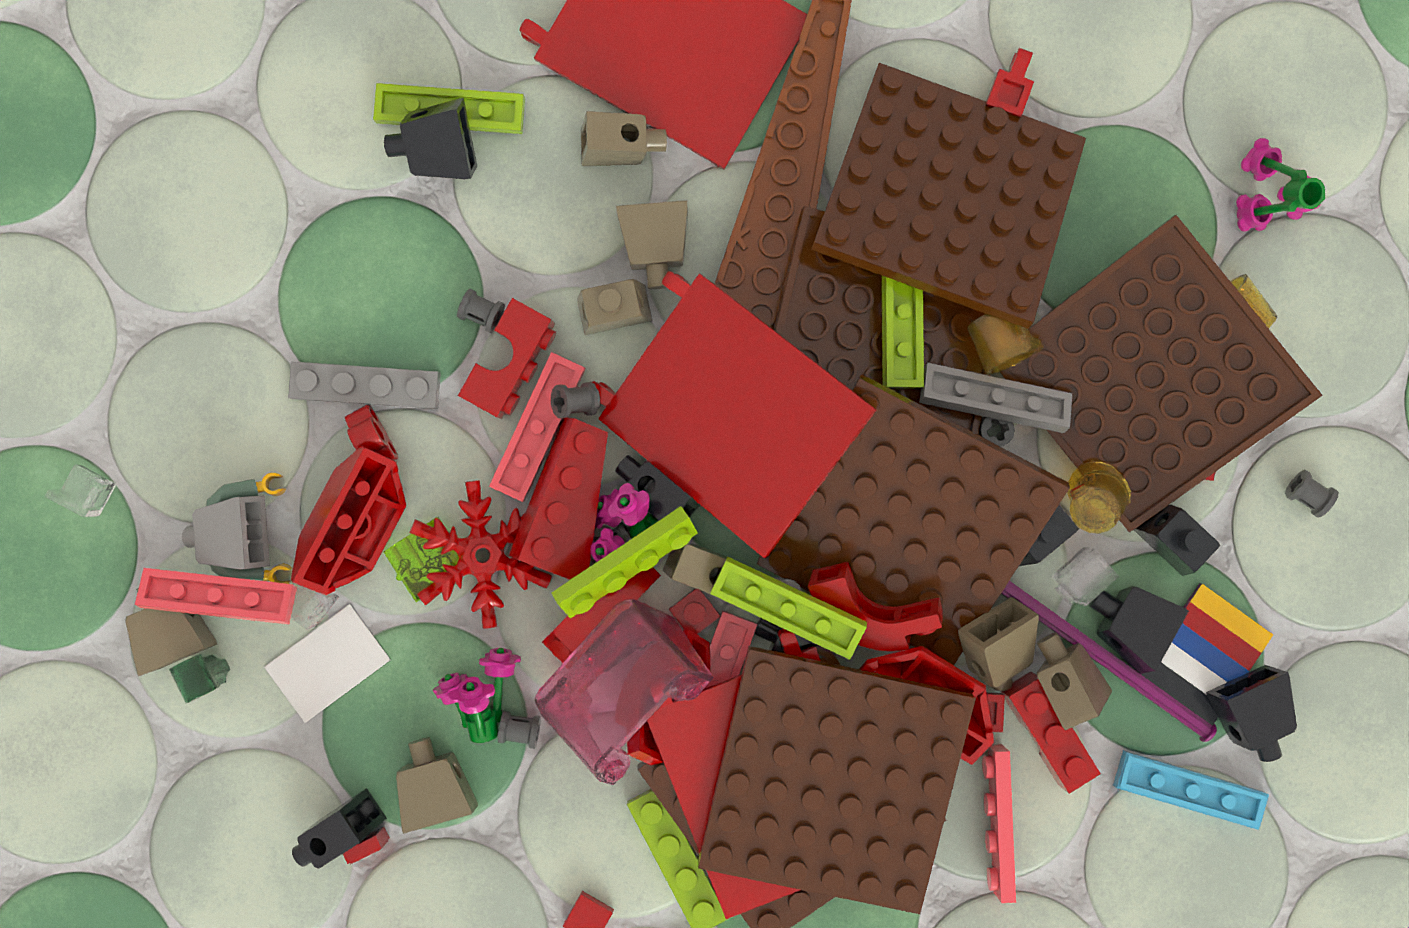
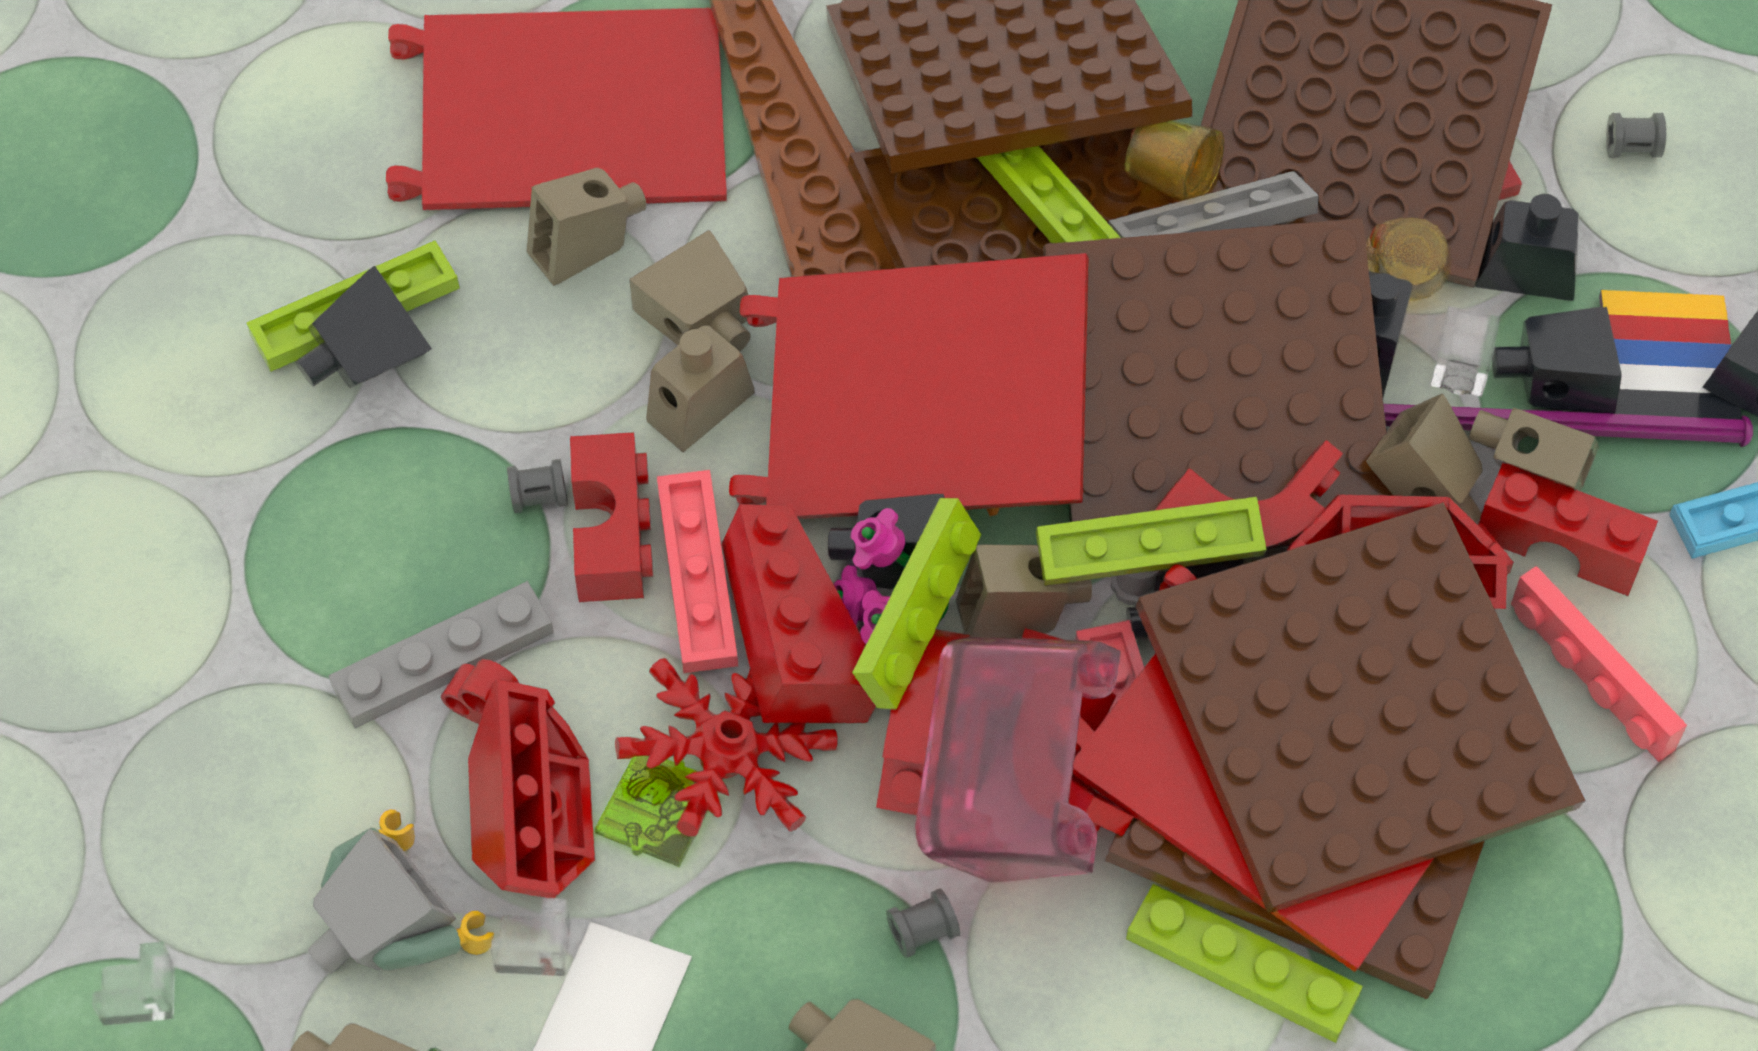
camera: 40 degrees left, 30 degrees down
(216, 596) = (412, 970): coral plate -> none
(473, 696) = (837, 878): dark pink plant -> none
(575, 400) = (716, 499): dark grey bush -> none

